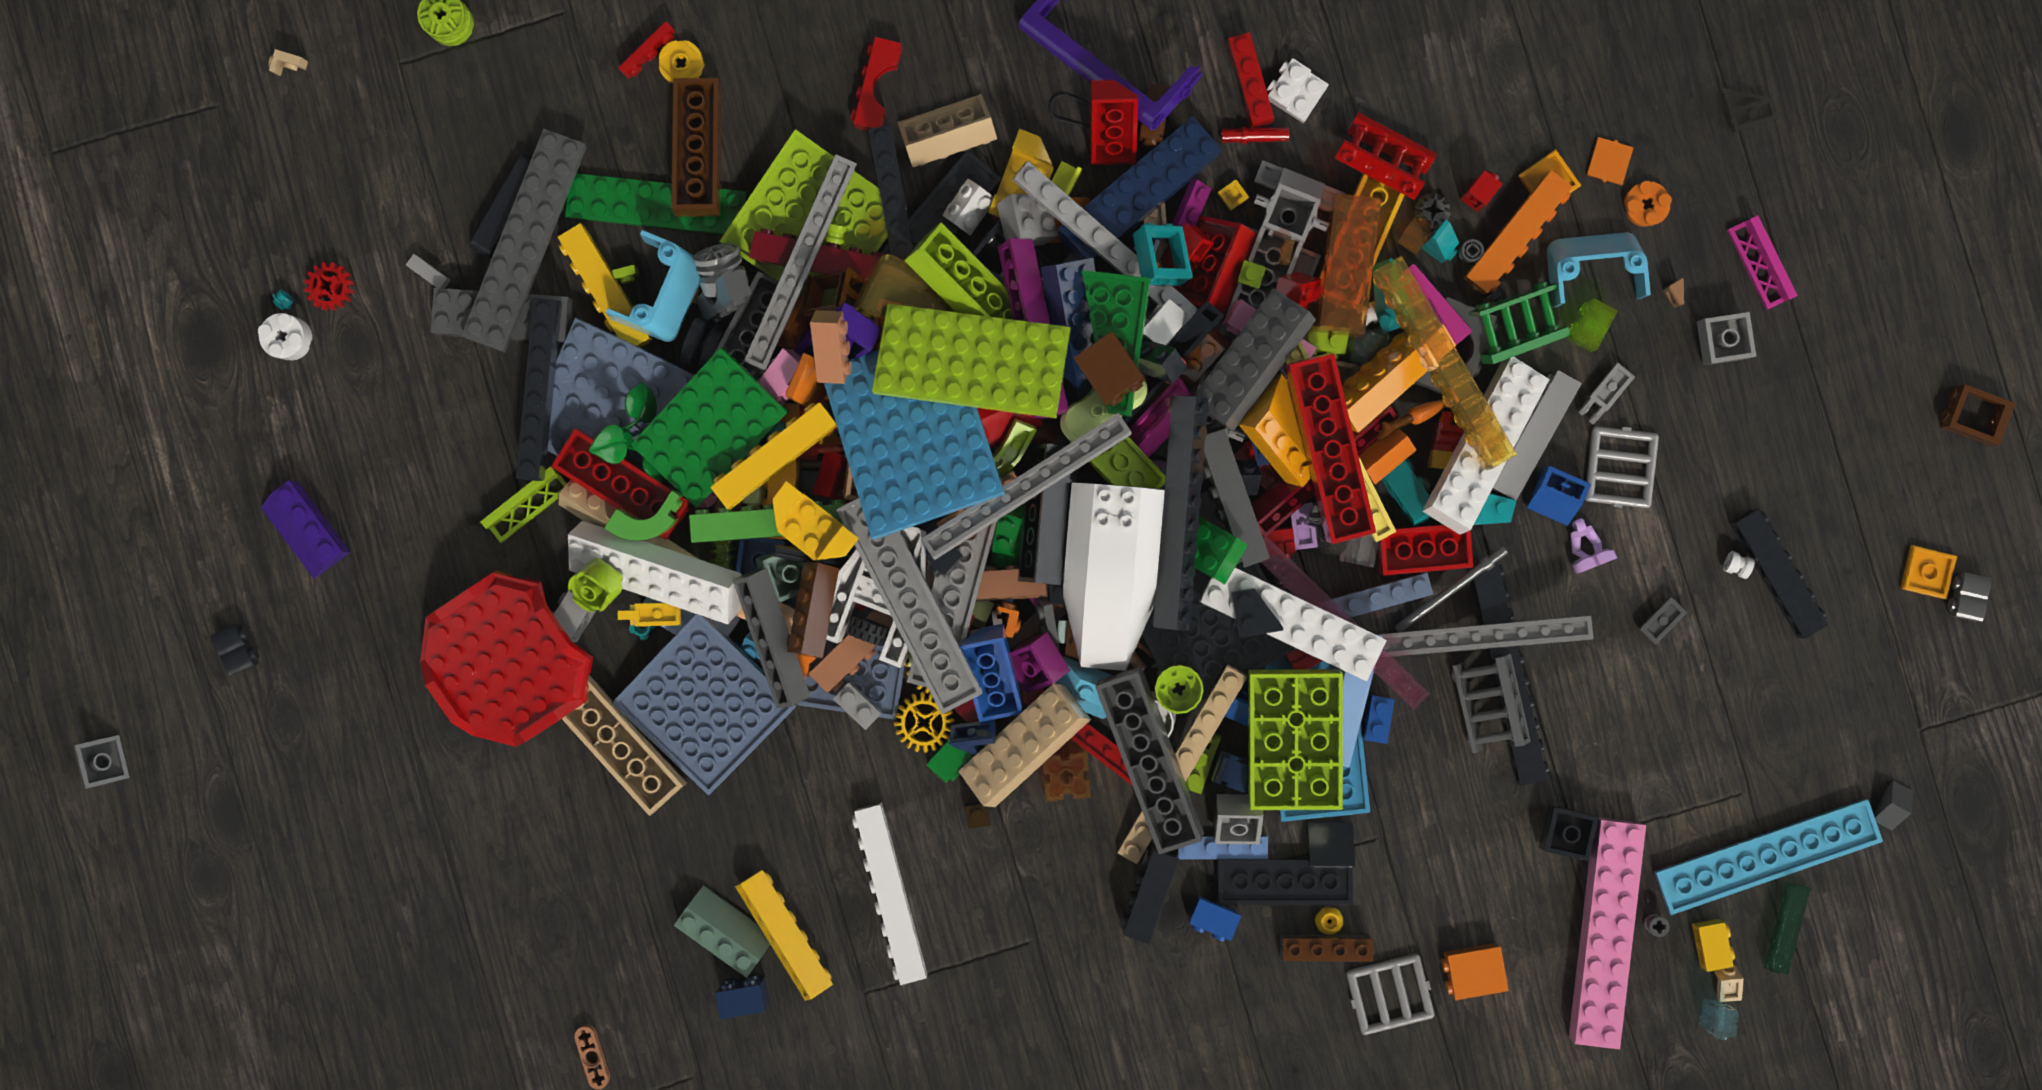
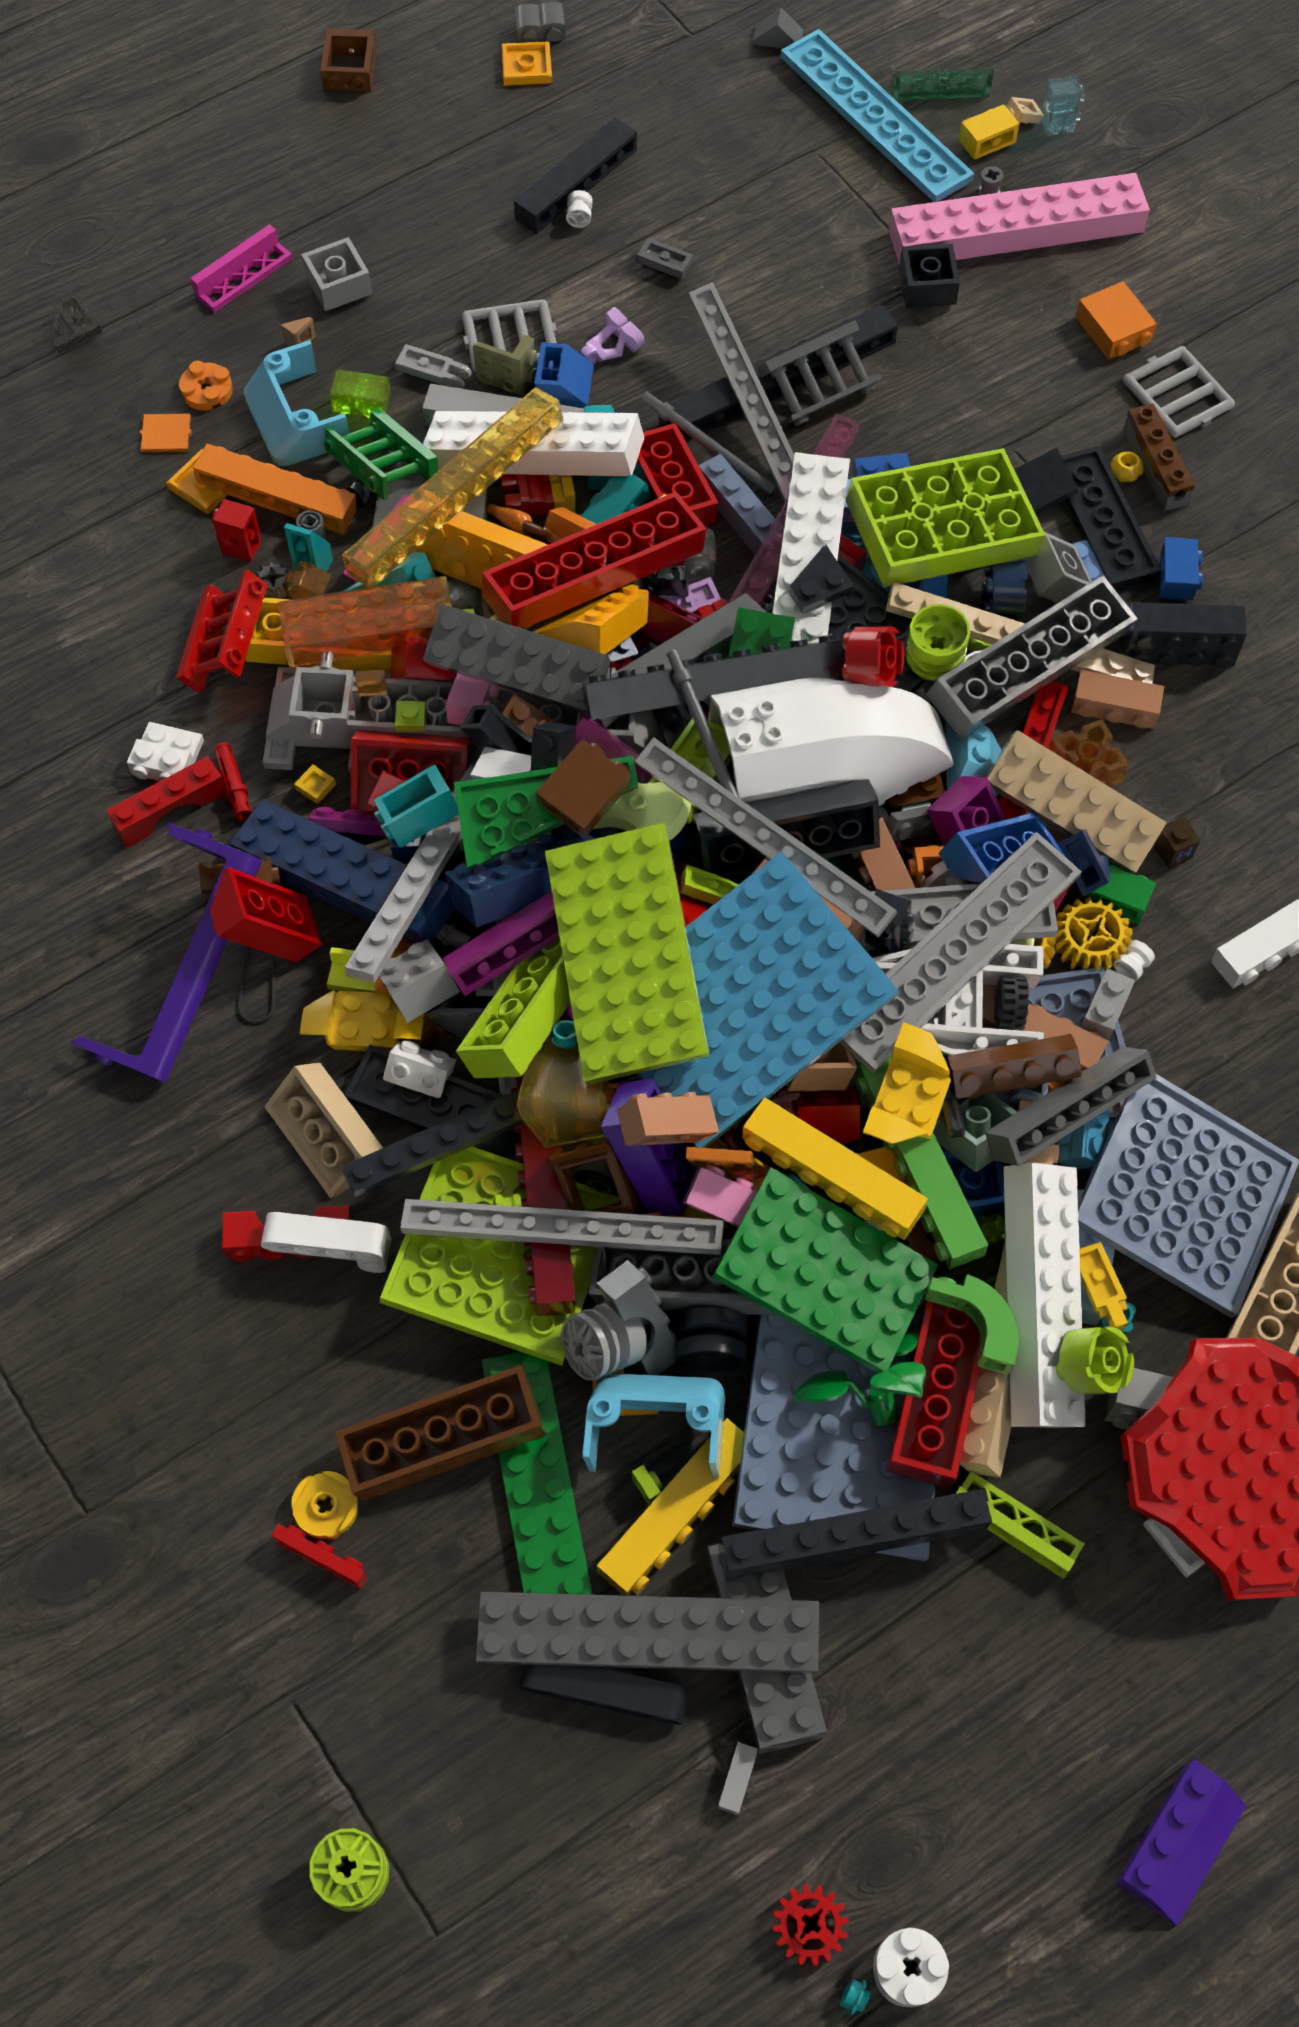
camera: 115 degrees left, 25 degrees down
(855, 107) = (328, 1237): none -> white beam
(894, 744) = (1137, 958): none -> white wheel
(931, 297) = (564, 1034): none -> teal plate
(1113, 822) = (1117, 699): none -> nougat brick
(1149, 618) = (873, 656): none -> red brick
(1176, 471) = (683, 681): none -> dark grey bar
(1573, 462) = (504, 369): none -> olive bracket

